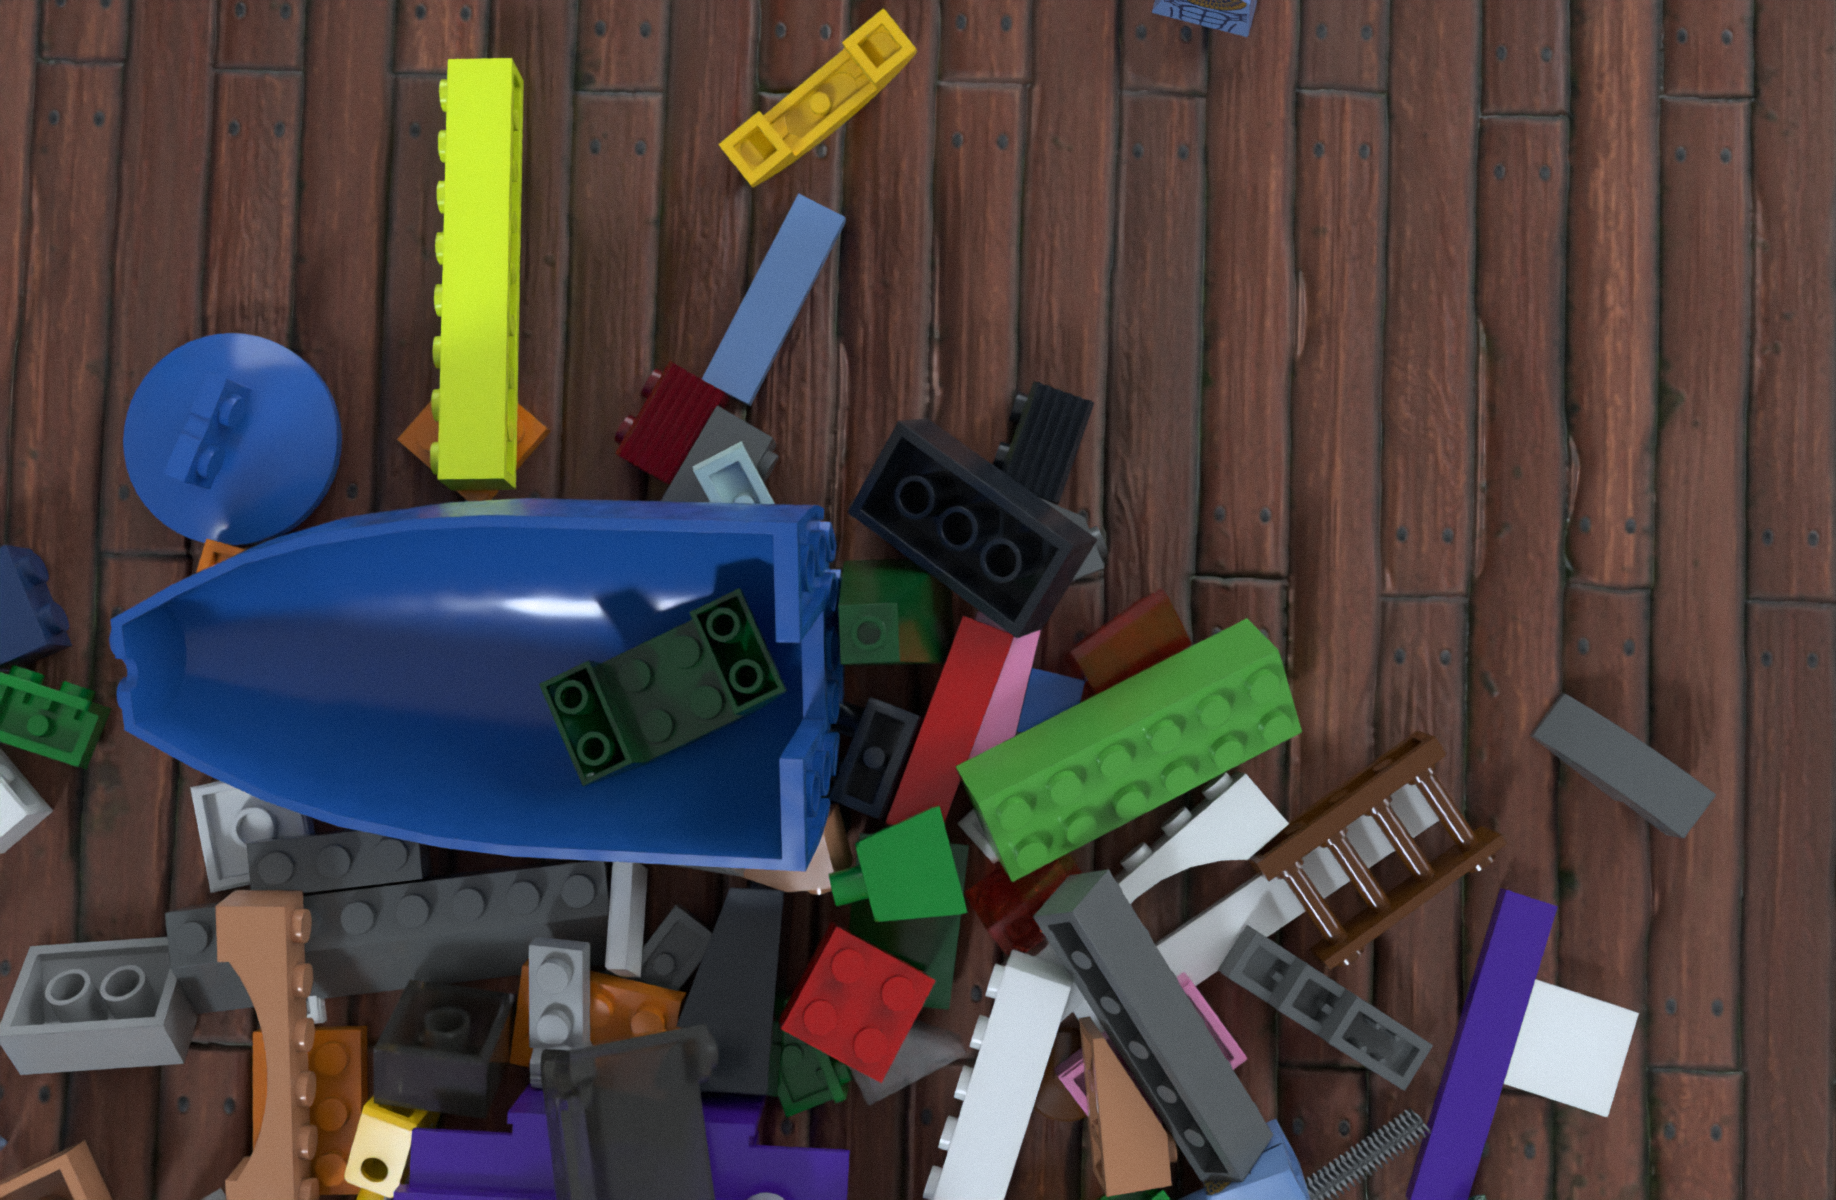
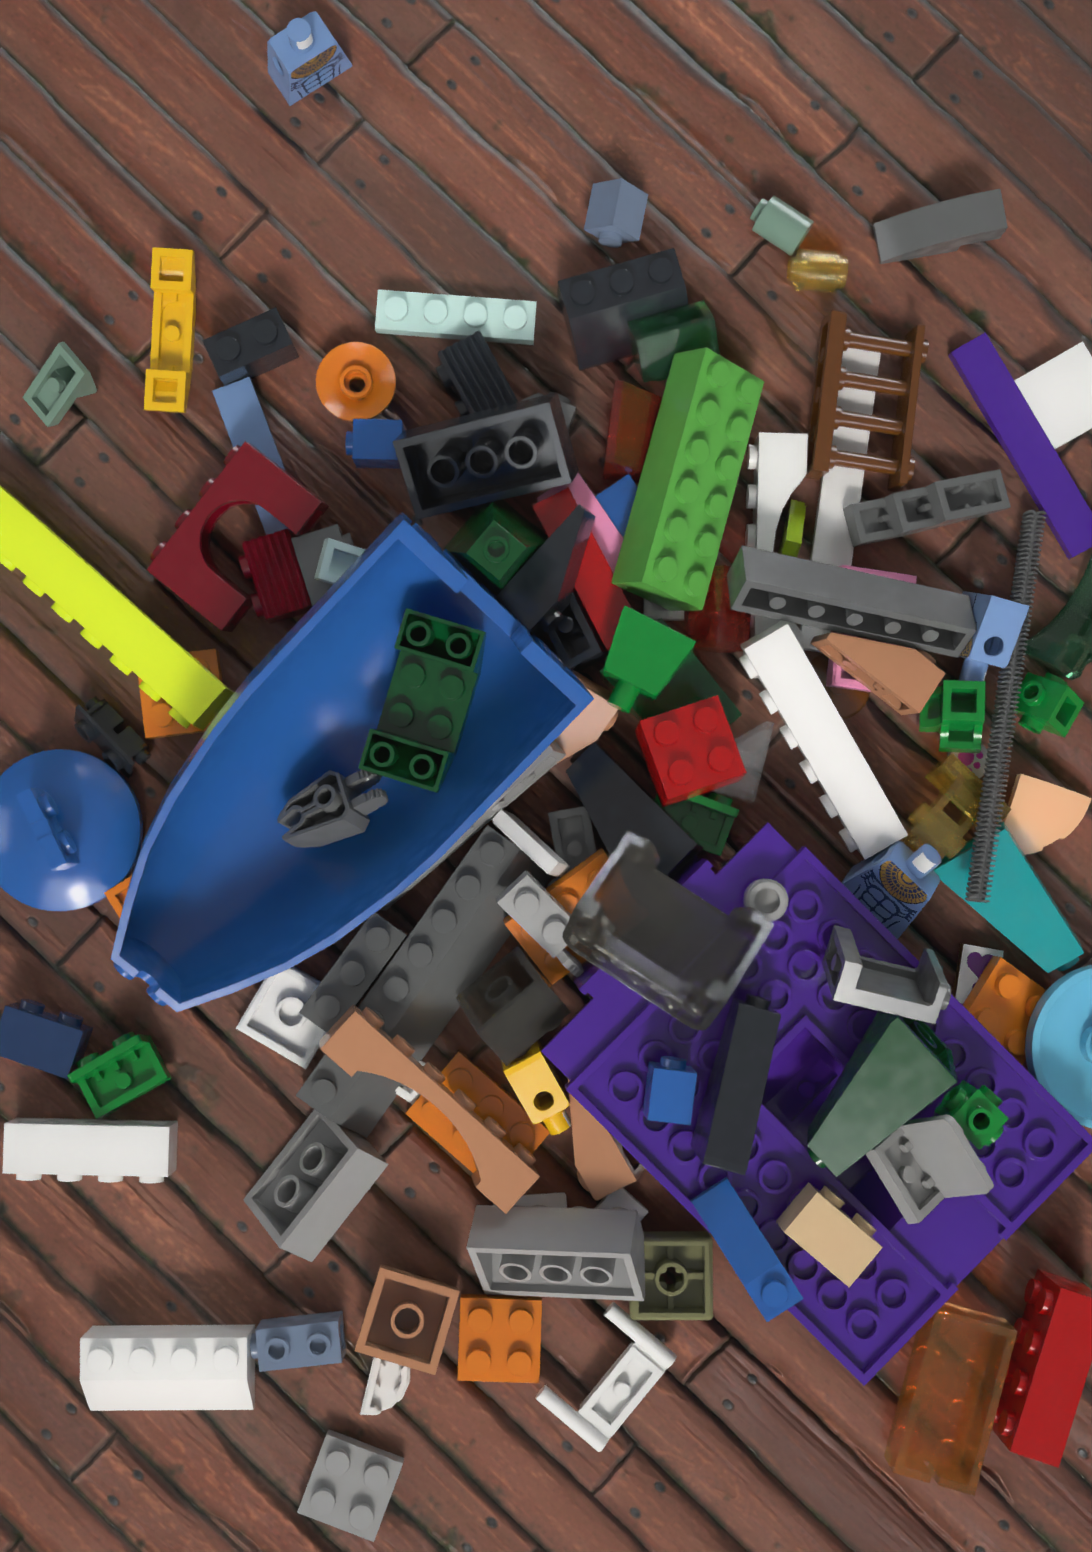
camera: 50 degrees left, 0 degrees up
(370, 383) = (118, 749): none -> black hinge
(481, 690) = (331, 809): none -> dark grey hinge
(604, 324) = (187, 560): none -> dark red arch
(665, 41) = (58, 385): none -> sand green slope
(873, 193) = (251, 348): none -> black brick
(889, 396) = (372, 443): none -> blue brick
(896, 702) = (547, 579): none -> black slope
(941, 300) = (351, 363): none -> orange dish
(1090, 364) = (455, 316): none -> light aqua plate
(1176, 896) = (793, 529): none -> lime tile
(1250, 526) = (605, 299): none -> black slope
(1266, 595) = (670, 332): none -> clear green brick
(1337, 429) = (615, 212): none -> sand blue brick
(1465, 681) = (817, 270): none -> clear yellow brick
(1477, 603) = (781, 224): none -> sand green brick

